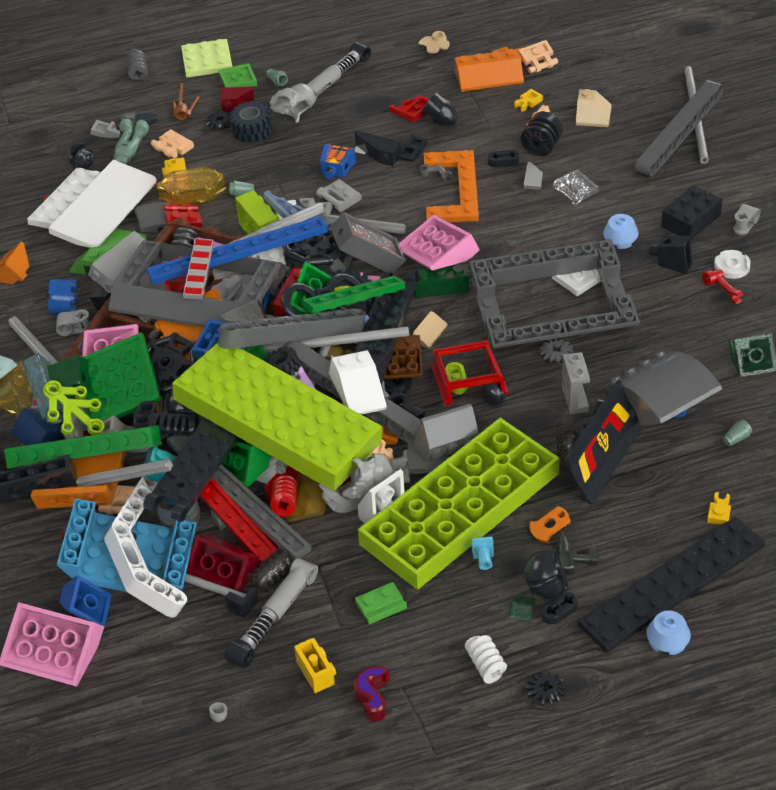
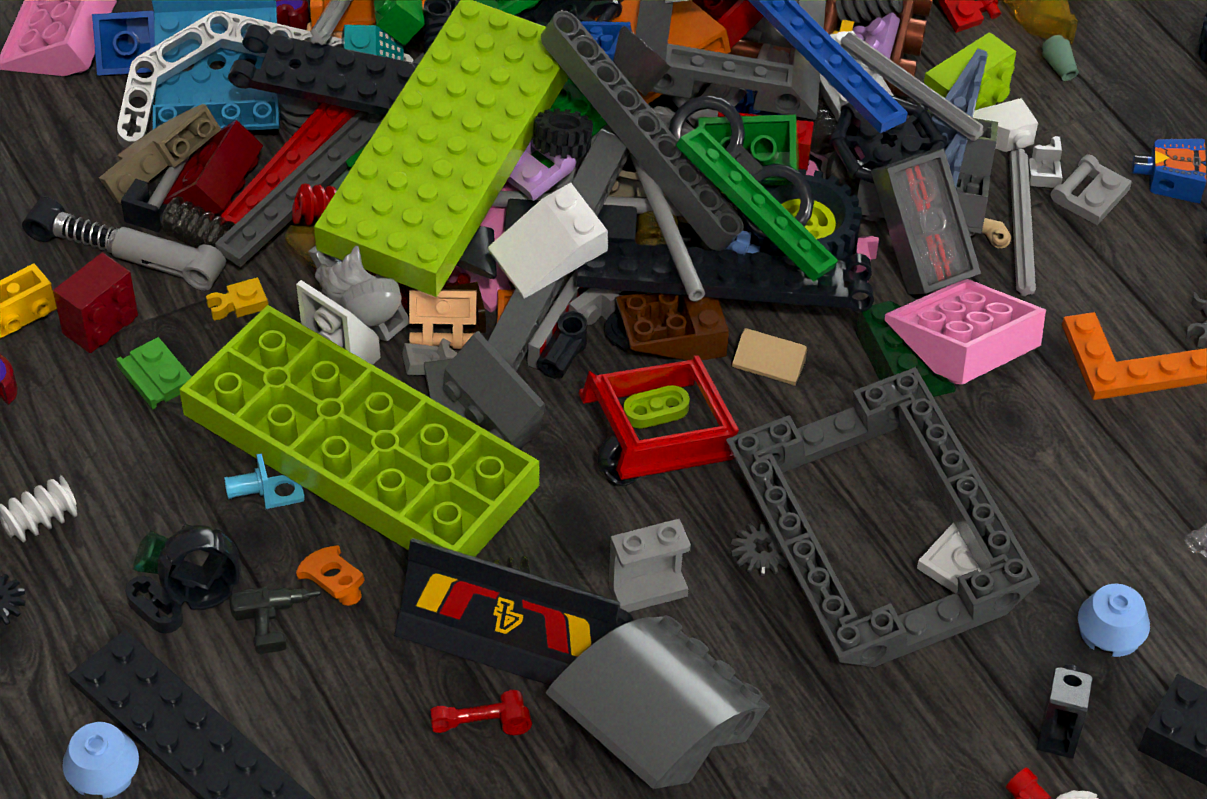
camera: 75 degrees right, 5 degrees up
(199, 583) = (161, 147): none -> dark tan slope
(329, 619) = (96, 302): none -> dark red piece
(330, 558) = (241, 297): none -> yellow plate
(650, 457) = (511, 711): none -> red brick

